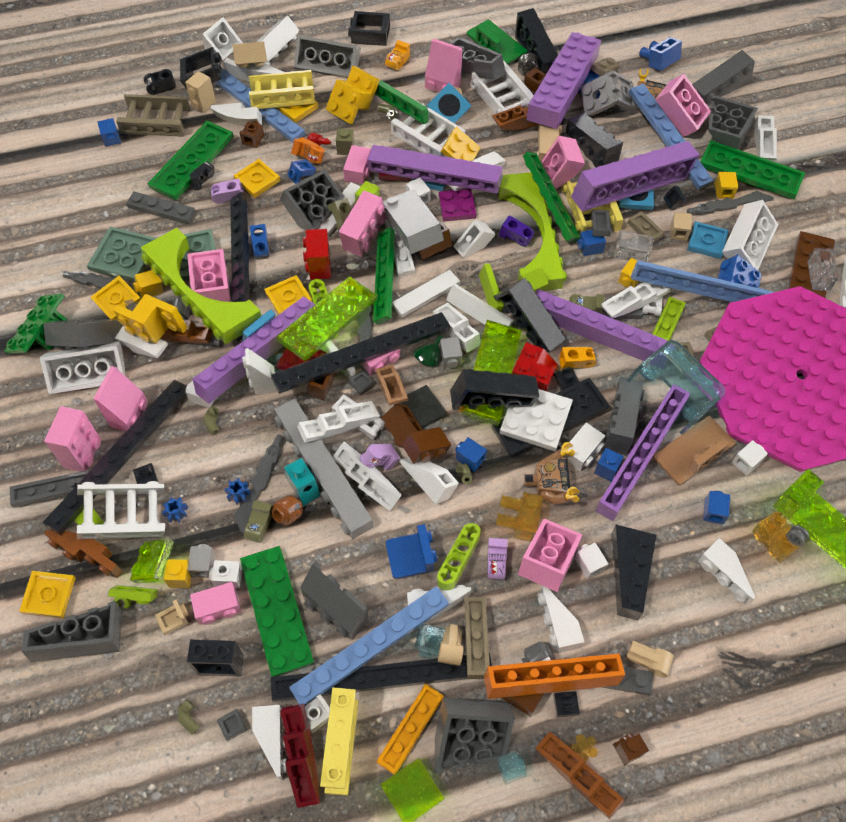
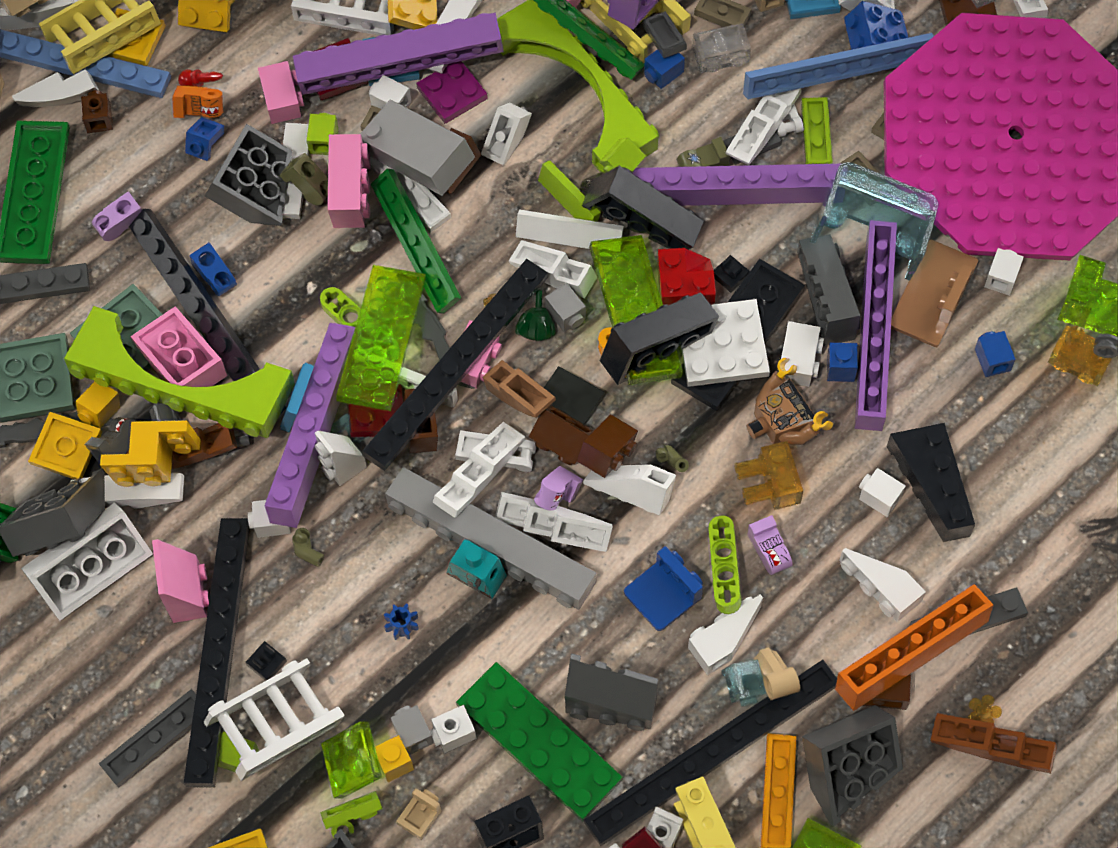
camera: 25 degrees left, 5 degrees up
(73, 439) = (153, 660): bright pink brick -> none
(83, 549) = (241, 795): dark orange slope -> none
(175, 510) = (343, 686): blue gear -> none
(201, 174) = (65, 203): black plate -> none
(215, 603) = (462, 770): bright pink brick -> none
(257, 178) = (147, 177): yellow plate -> none
(258, 521) = (451, 645): olive leg -> none
(259, 482) = (418, 595): dark grey sword -> none
(286, 293) = (300, 330): yellow plate -> none
(287, 510) = (480, 613): dark orange head -> none
(317, 254) = (312, 252): red slope -> none
(344, 141) = (241, 65): olive brick -> none
(361, 382) = (470, 403): dark grey tile -> none
(369, 646) = (682, 723): medium blue plate -> none
(425, 293) = (484, 240): white tile -> none
(470, 453) = (665, 429): blue brick -> none
(476, 637) = (799, 649): dark tan plate -> none
(511, 767) = (916, 774): clear light blue brick -> none
(516, 231) = (557, 95): dark purple leg -> none
(538, 652) = (878, 632): dark grey head -> none
(550, 555) = (834, 508): bright pink brick -> none
(566, 704) = (939, 673): black tile -> none
(577, 357) = (729, 239): light orange leg -> none
(625, 275) = (734, 90): yellow brick -> none
(630, 748) = (1035, 685): reddish brown brick -> none
(655, 660) = (1013, 572): tan piece -> none
(726, 567) = (1039, 421): white slope -> none

